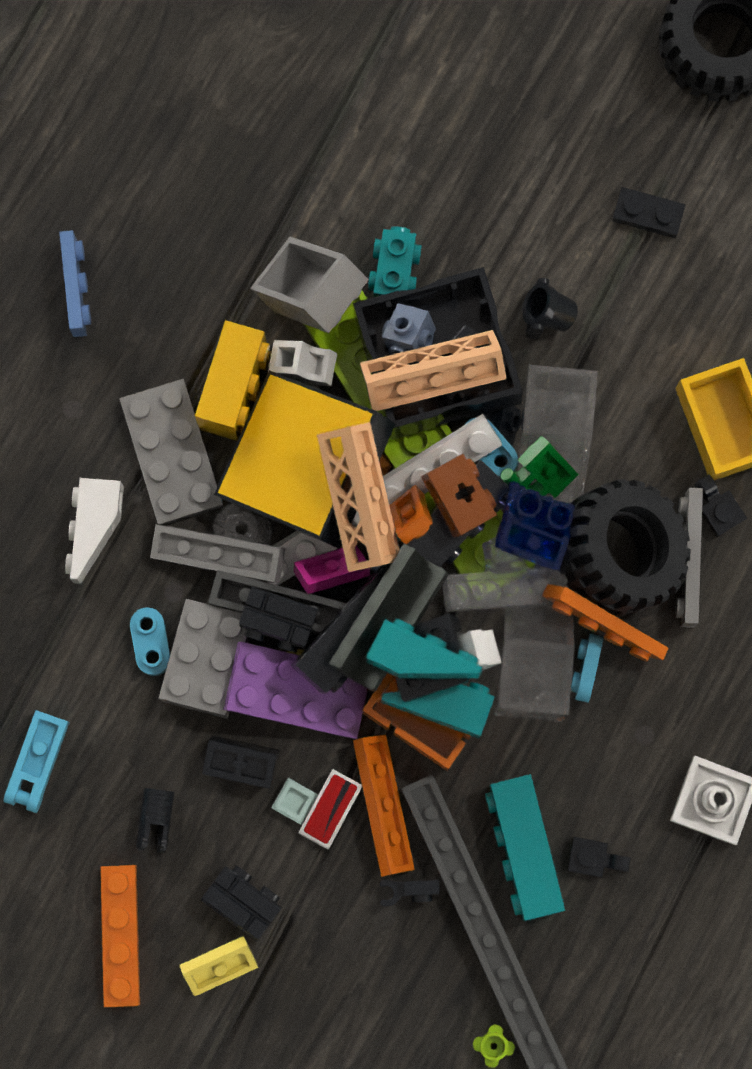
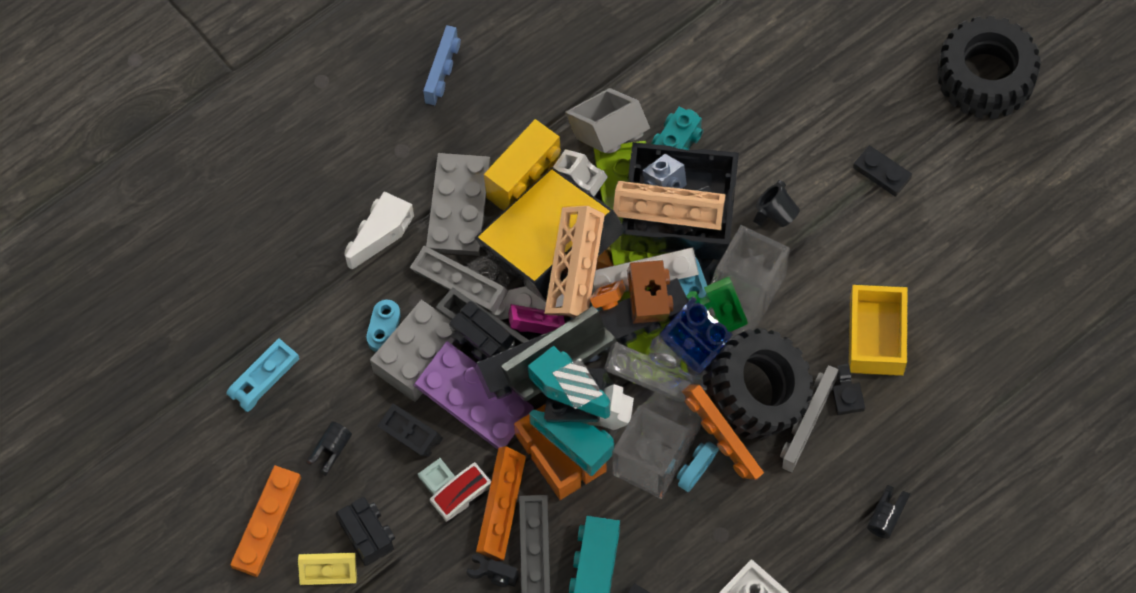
camera: 25 degrees right, 15 degrees down
(434, 656) = (577, 383): none -> clear sticker

